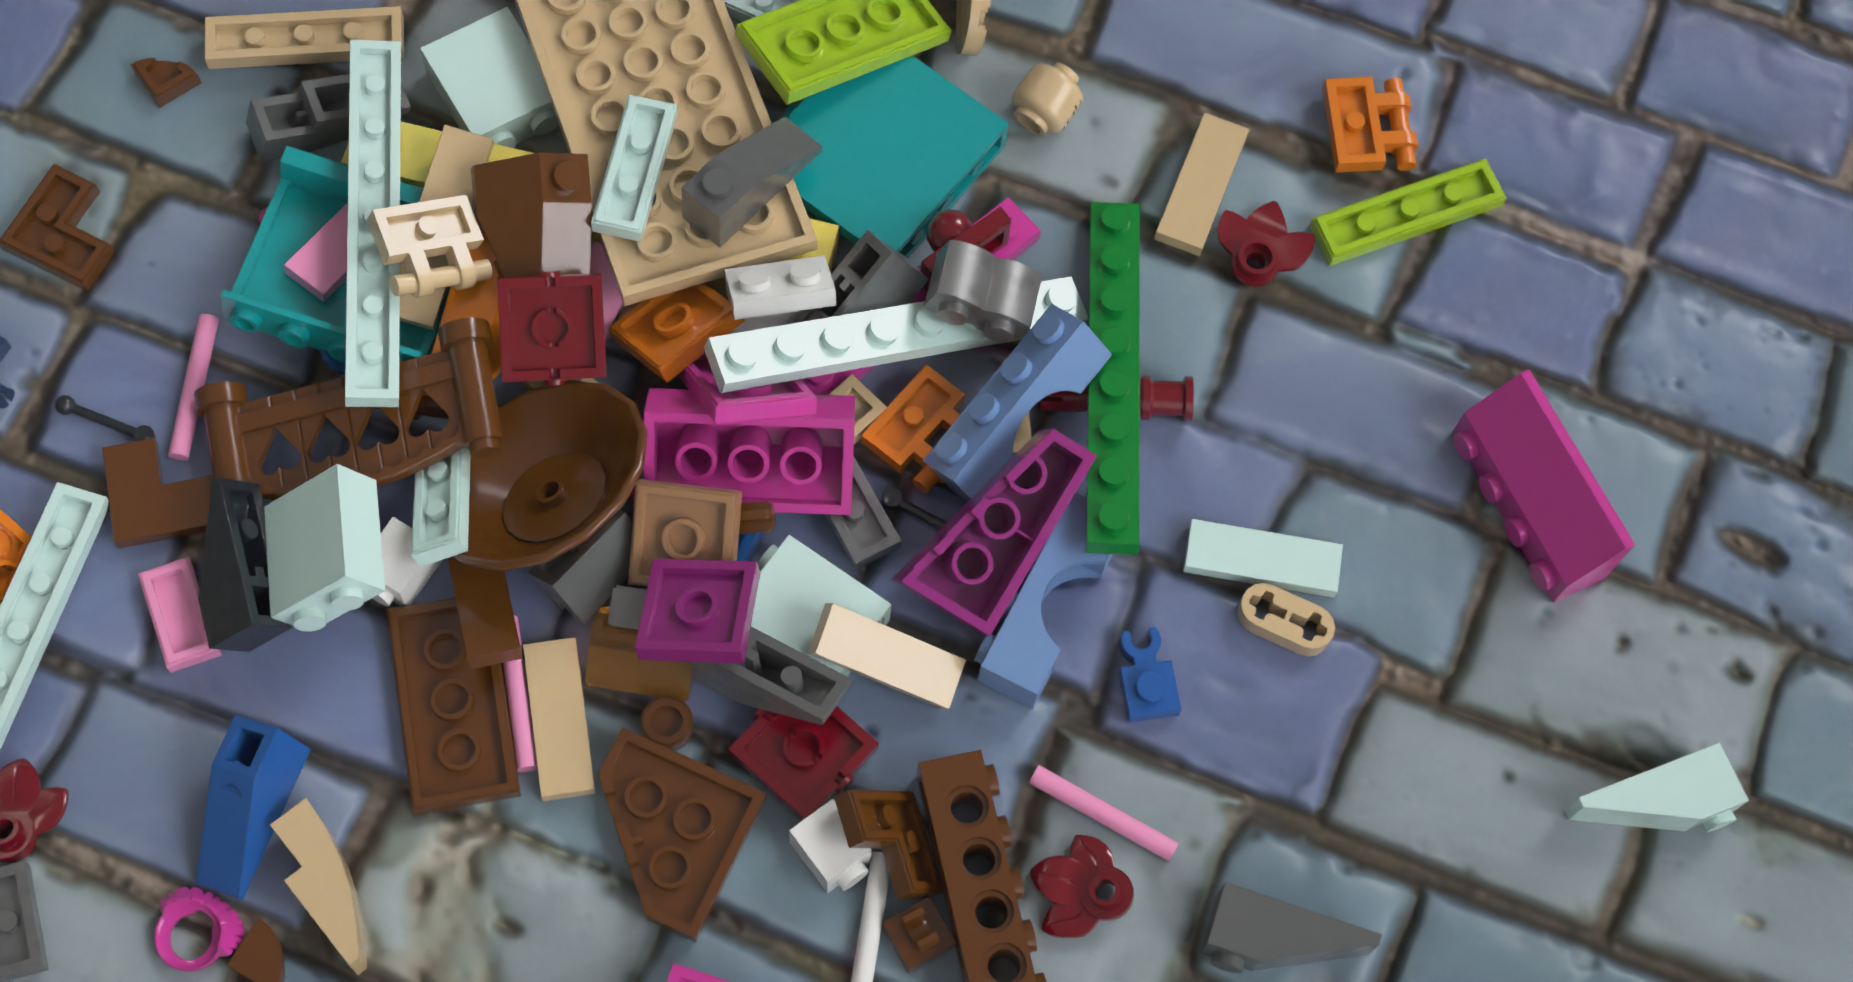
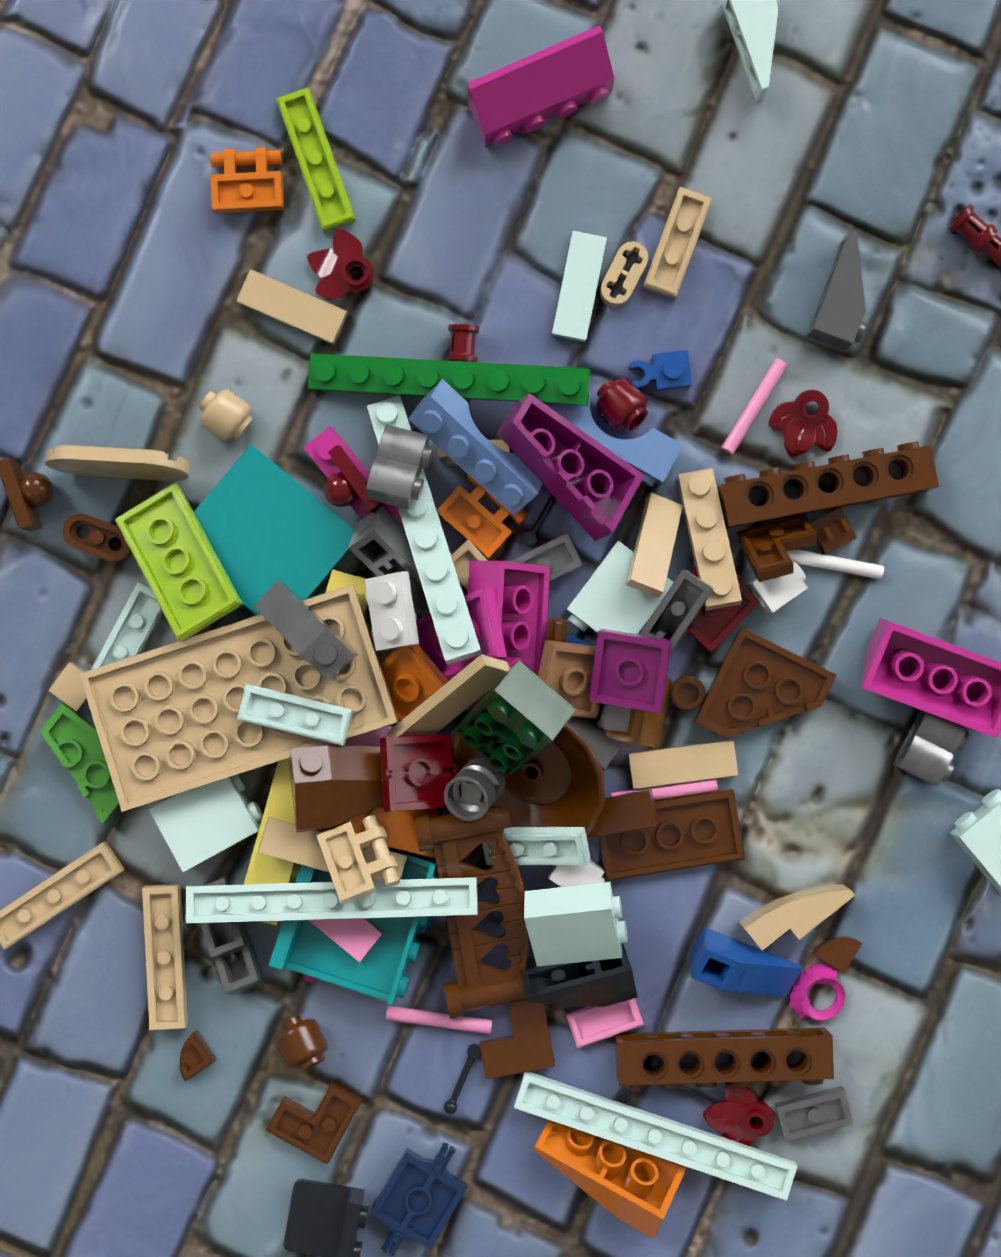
camera: 85 degrees left, 20 degrees up
(120, 914) = (812, 1068): none -> reddish brown brick
(172, 204) = (301, 1043): none -> reddish brown head
(526, 398) = (474, 789): none -> flat silver wheel
(627, 430) = (515, 719): none -> dark green slope
(658, 365) = (452, 698): none -> tan tile
(896, 739) = (709, 537): none -> tan plate
(1092, 614) = (621, 405): none -> dark red head
(1340, 696) = (677, 243): none -> tan tile

